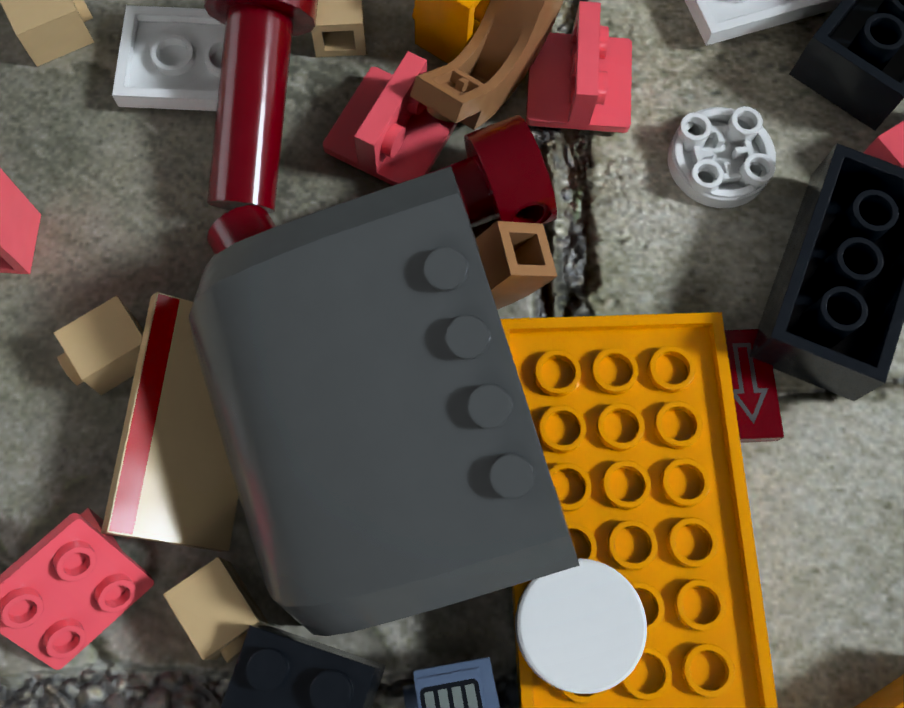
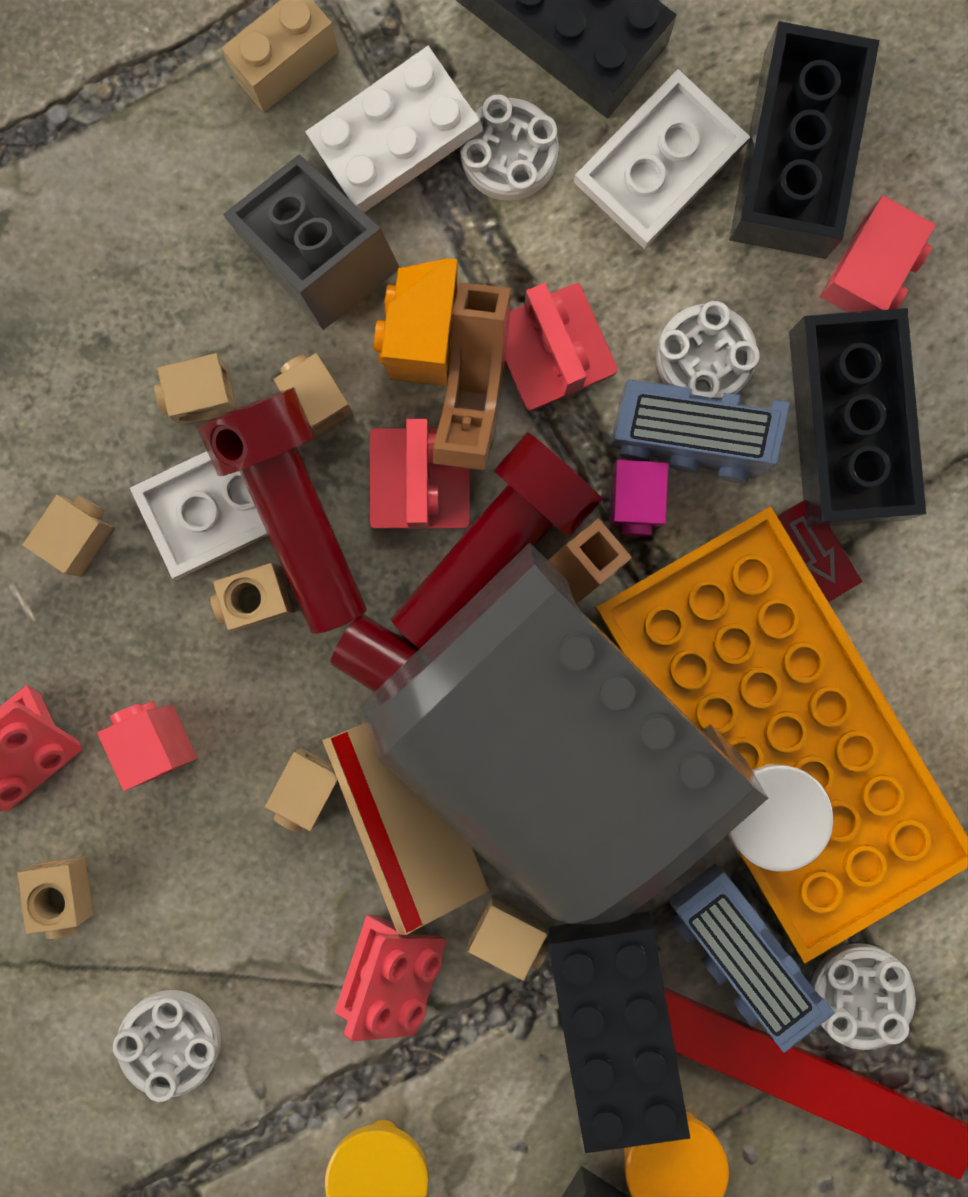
camera: 20 degrees left, 15 degrees up
(187, 164) = (274, 597): none -> tan brick
(593, 239) = (638, 496): none -> dark pink brick
(682, 207) = (698, 430): none -> wedge

